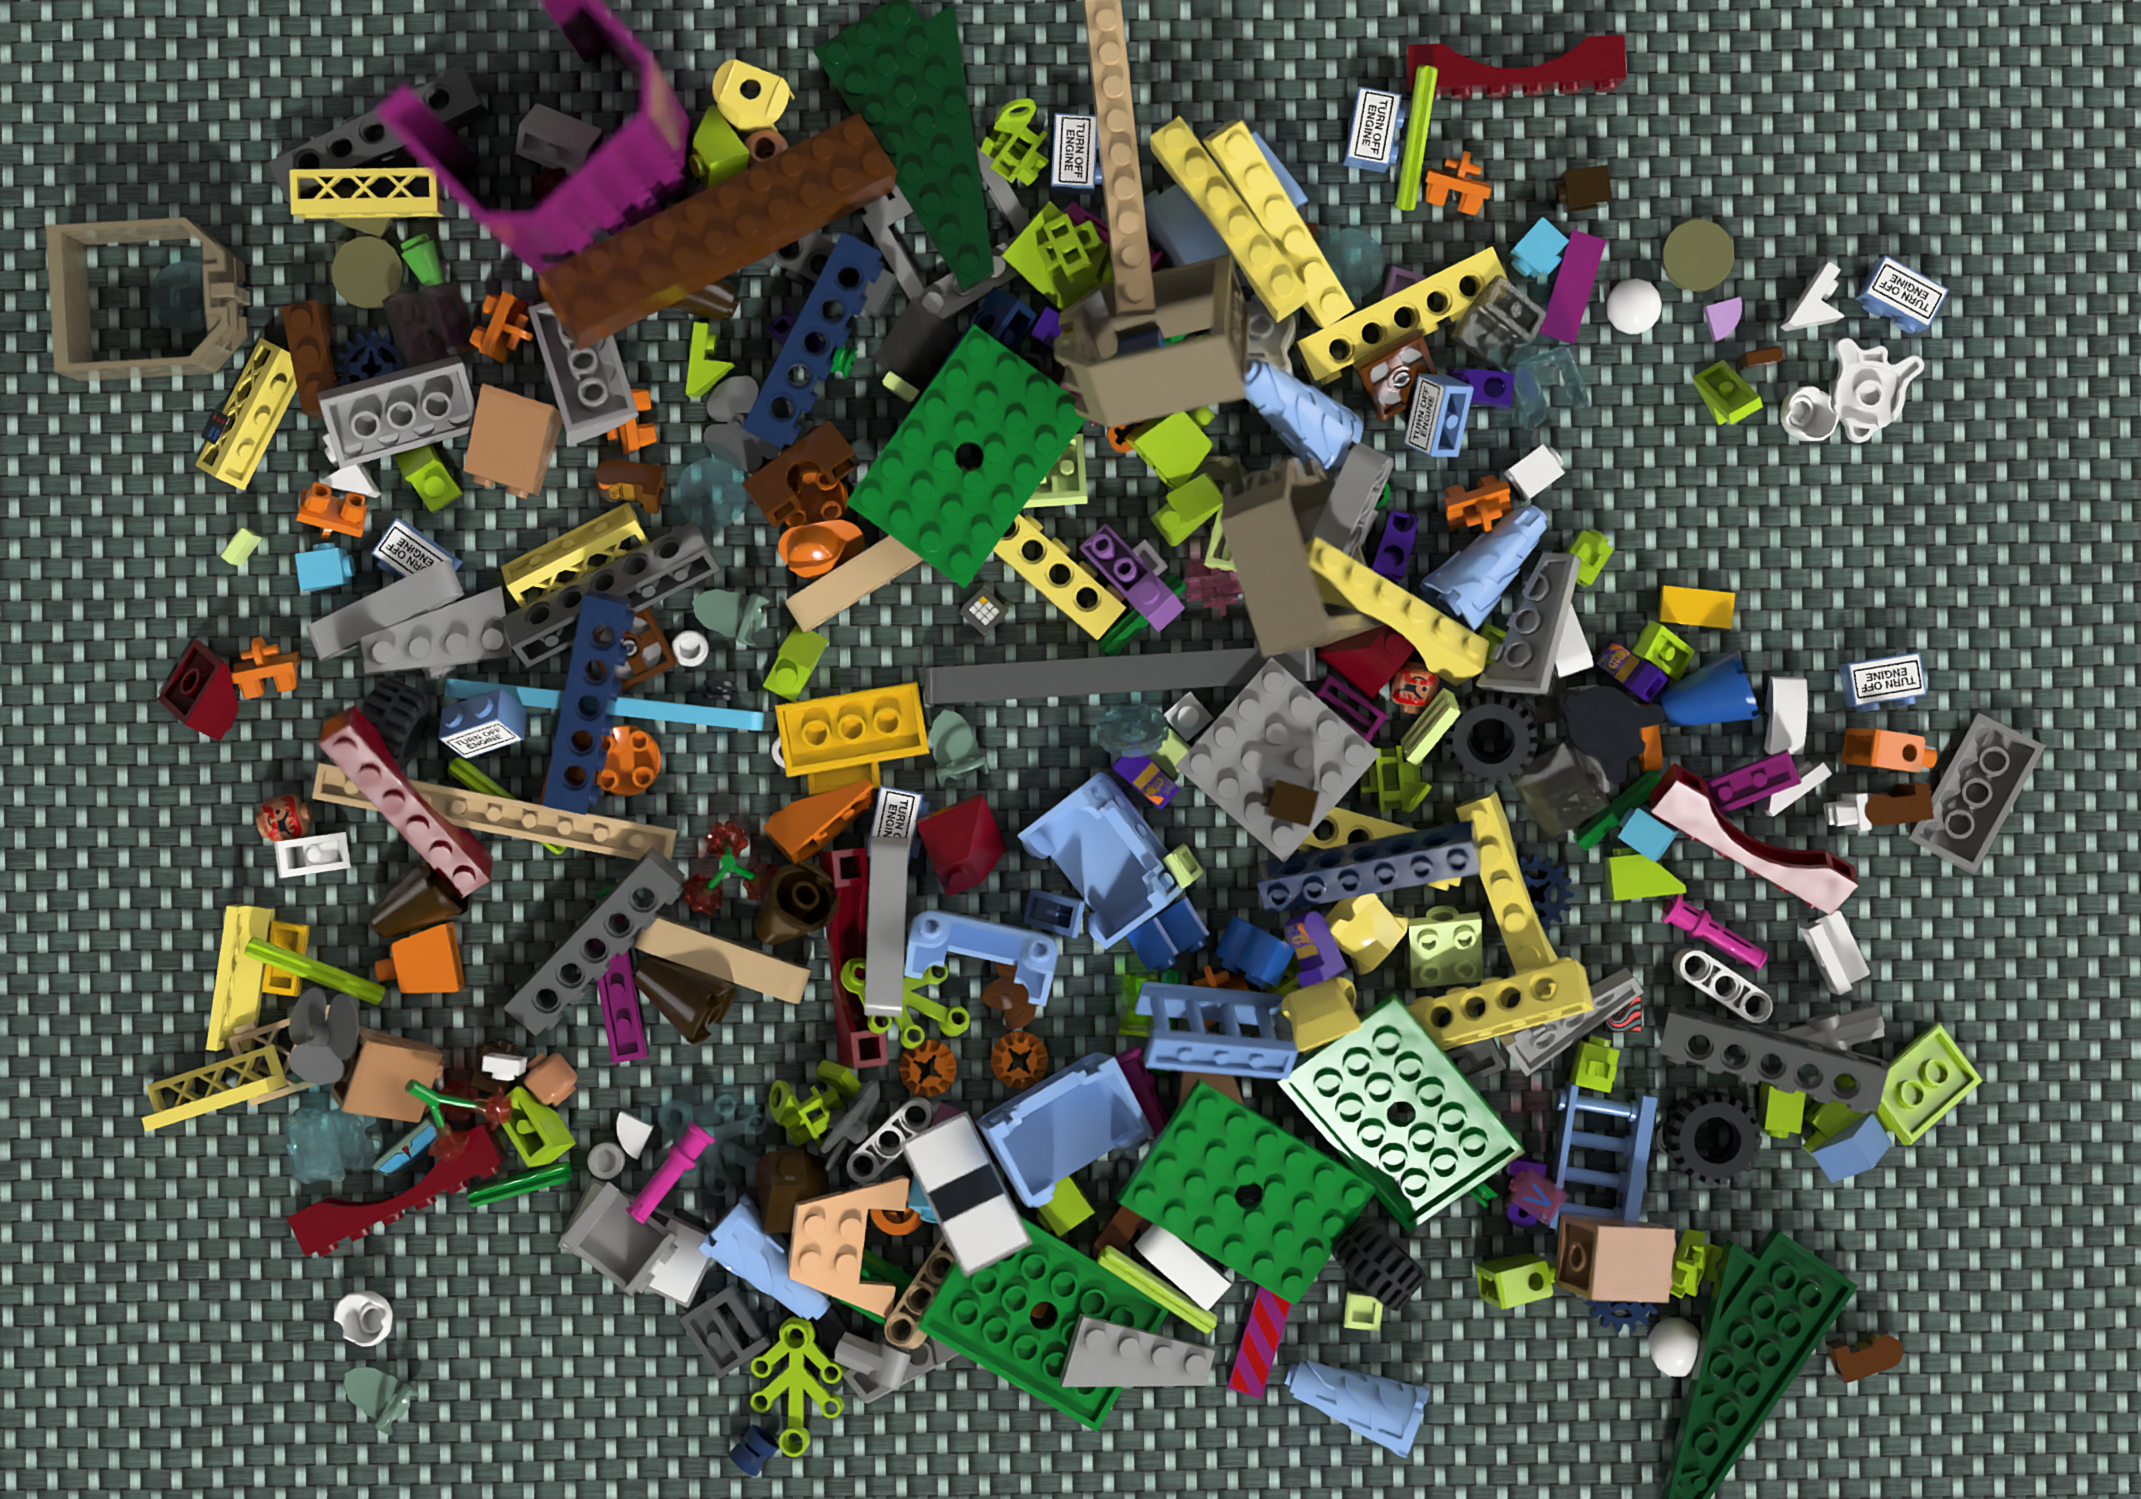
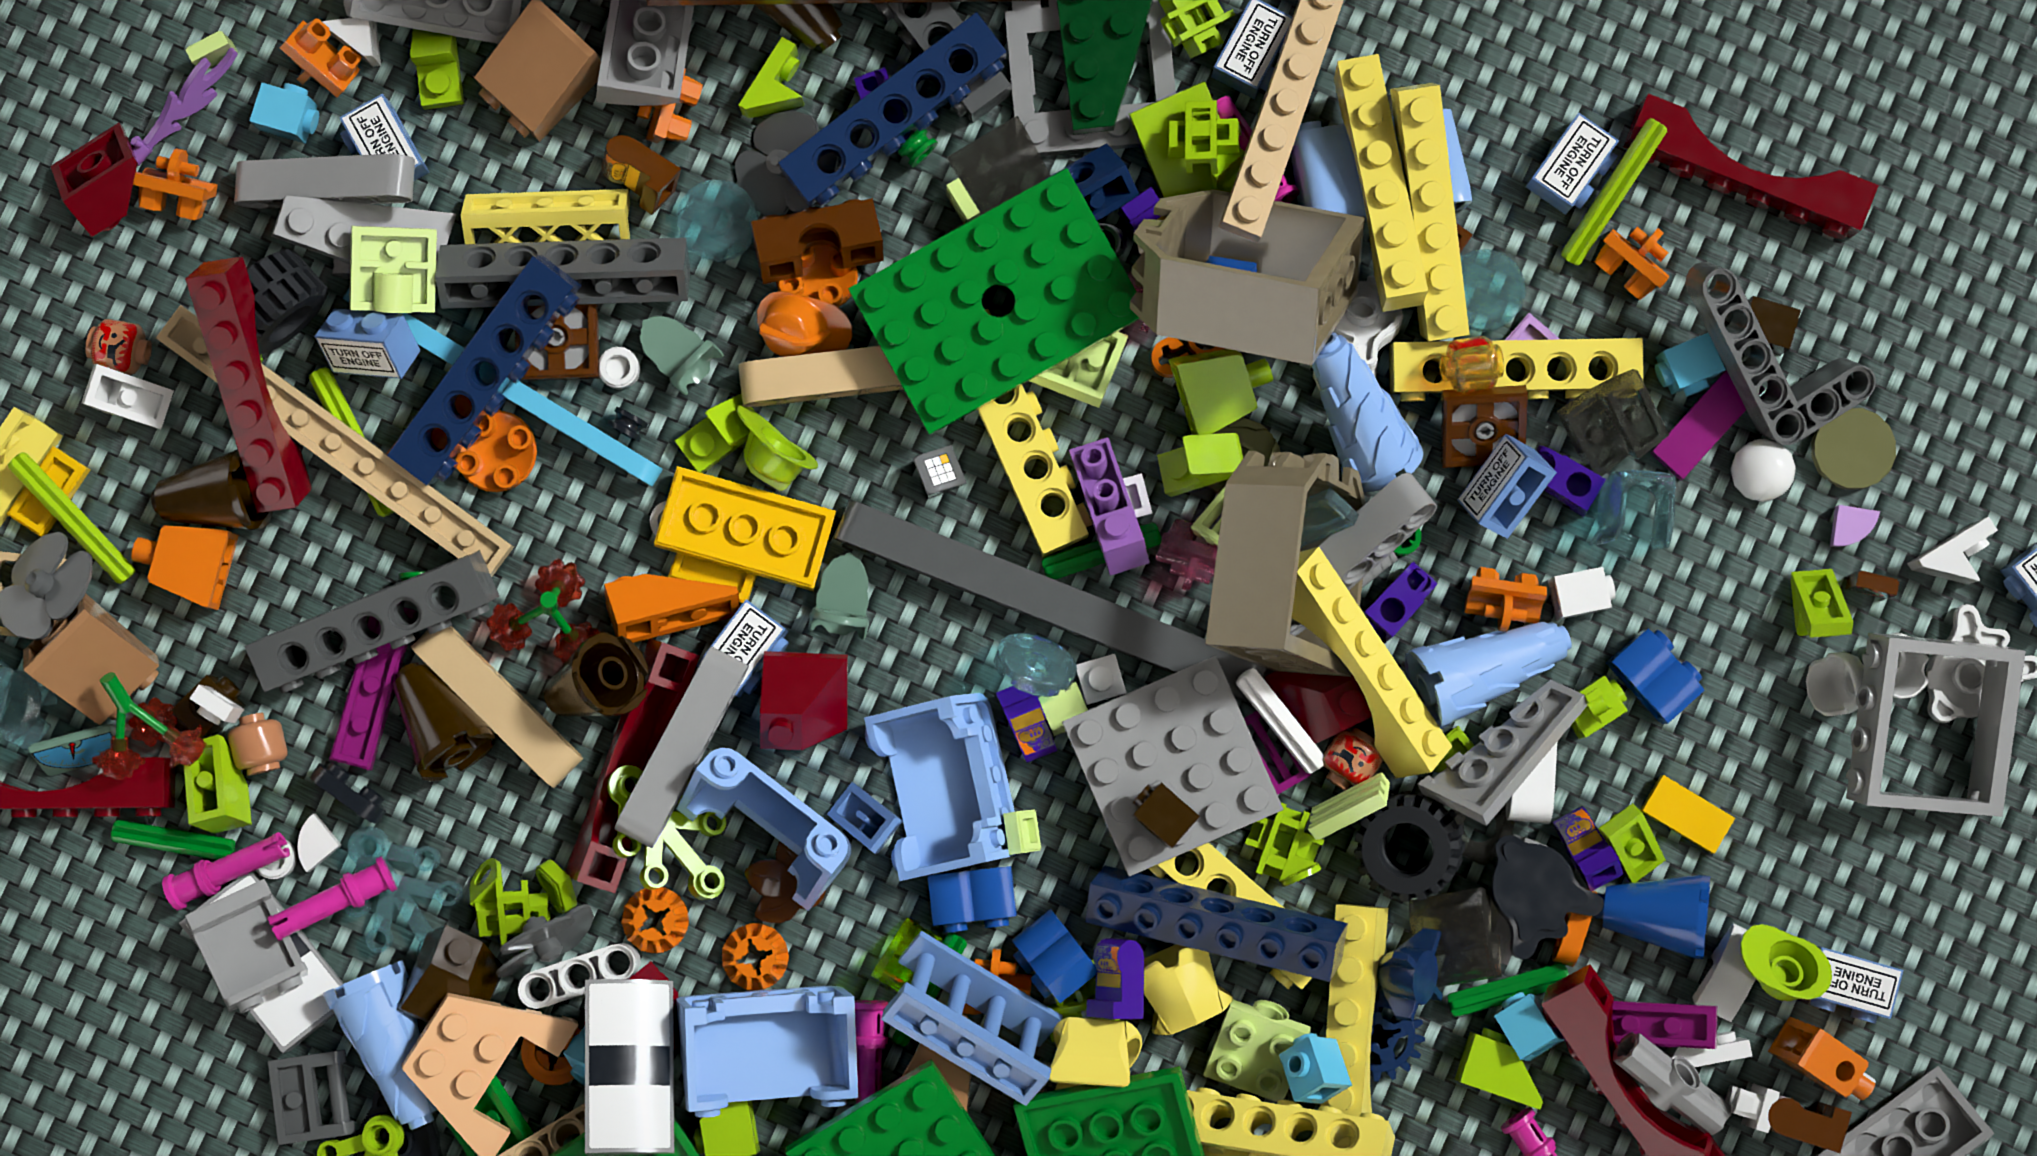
camera: 25 degrees right, 5 degrees down
(244, 592) = (190, 100): none -> medium lavender piece
(474, 656) = (392, 269): none -> yellowish green plate
(562, 1199) = (209, 876): none -> dark pink pin
(625, 1079) = (335, 782): none -> black plate
(843, 660) = (770, 453): none -> lime piece
(1310, 506) = (1326, 515): none -> clear light blue tile
(1345, 684) = (1280, 720): none -> white axle
(1368, 331) = (1472, 364): none -> clear yellow head
(1498, 944) = (1315, 1069): none -> medium azure brick
(1538, 835) = (1411, 974): none -> dark blue piece
(1596, 225) = (1762, 365): none -> dark grey beam
(1622, 509) = (1656, 675): none -> blue brick
(1768, 450) = (1834, 683): none -> white hair
(1779, 825) = (1672, 1083): none -> light grey piece
(1826, 690) = (1785, 964): none -> lime piece
(1908, 435) = (1993, 731): none -> light grey window

